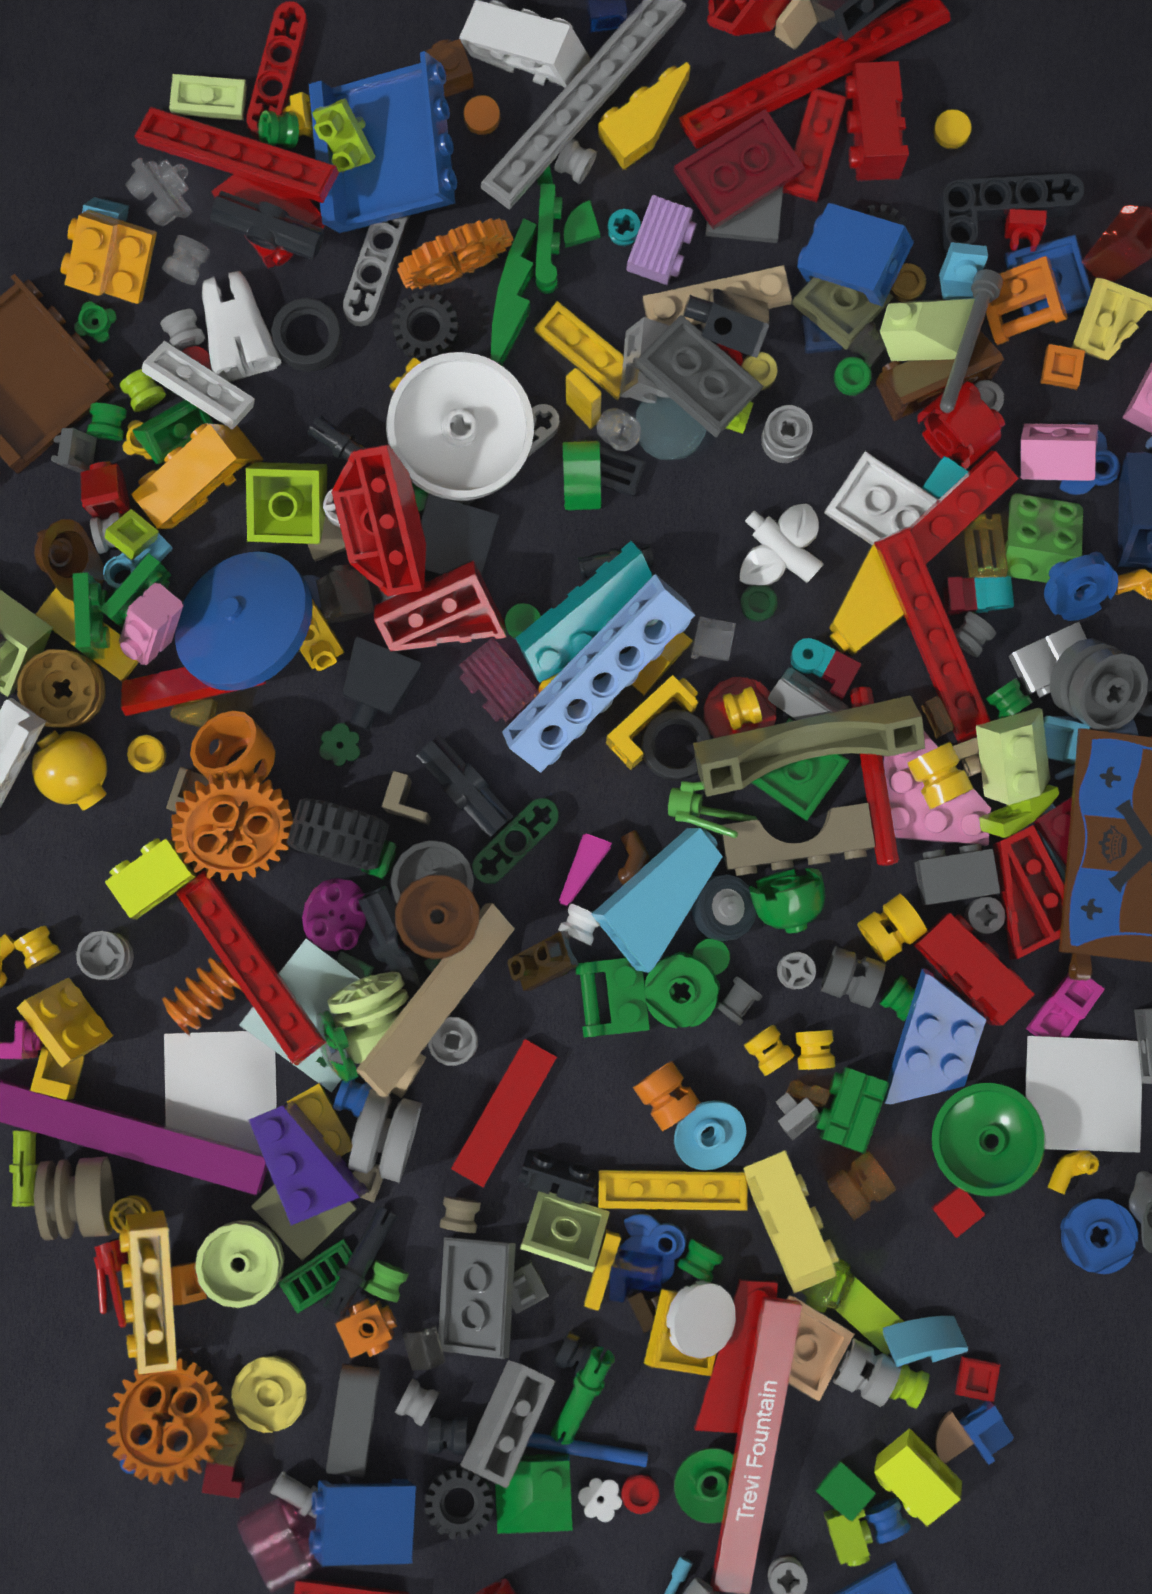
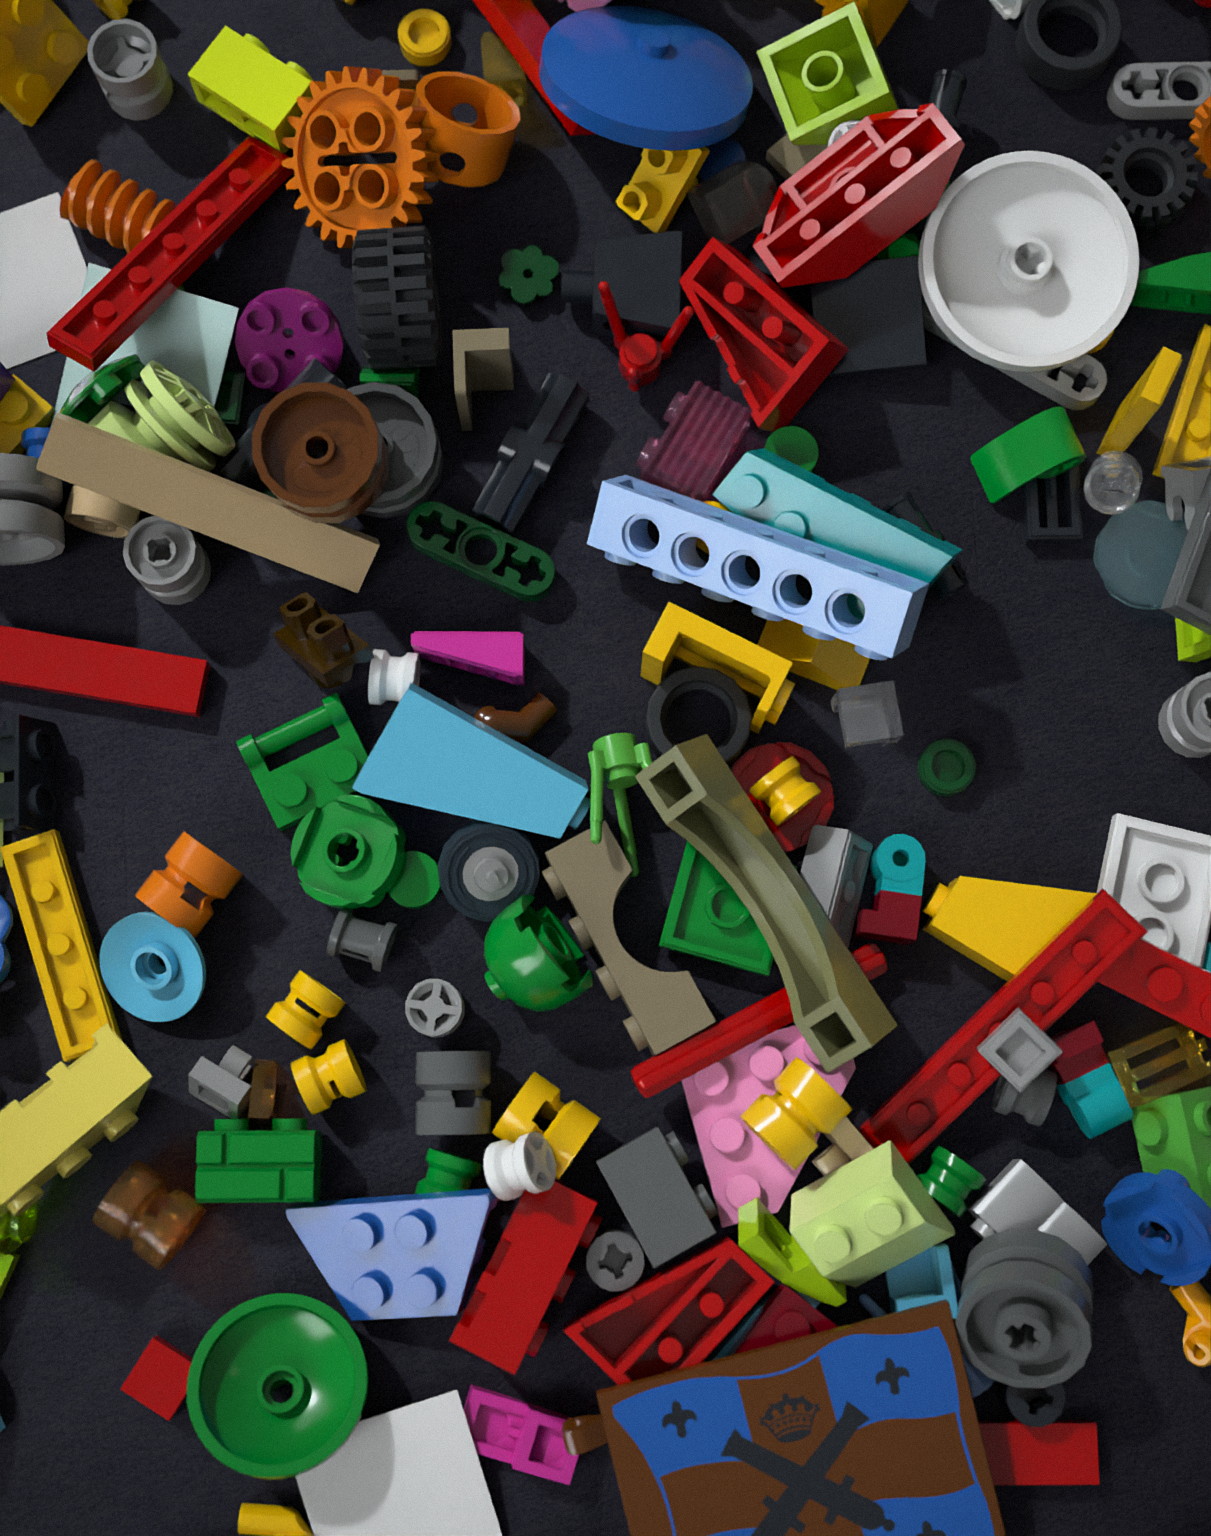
camera: 70 degrees right, 5 degrees down
(423, 692) = (640, 353): none -> red plant
(781, 546) = (1040, 769): white plant -> none
(914, 950) = (519, 1166): none -> white wheel
(937, 717) = (882, 1082): clear orange tile -> none
(950, 629) = (1019, 1049): none -> light grey tile

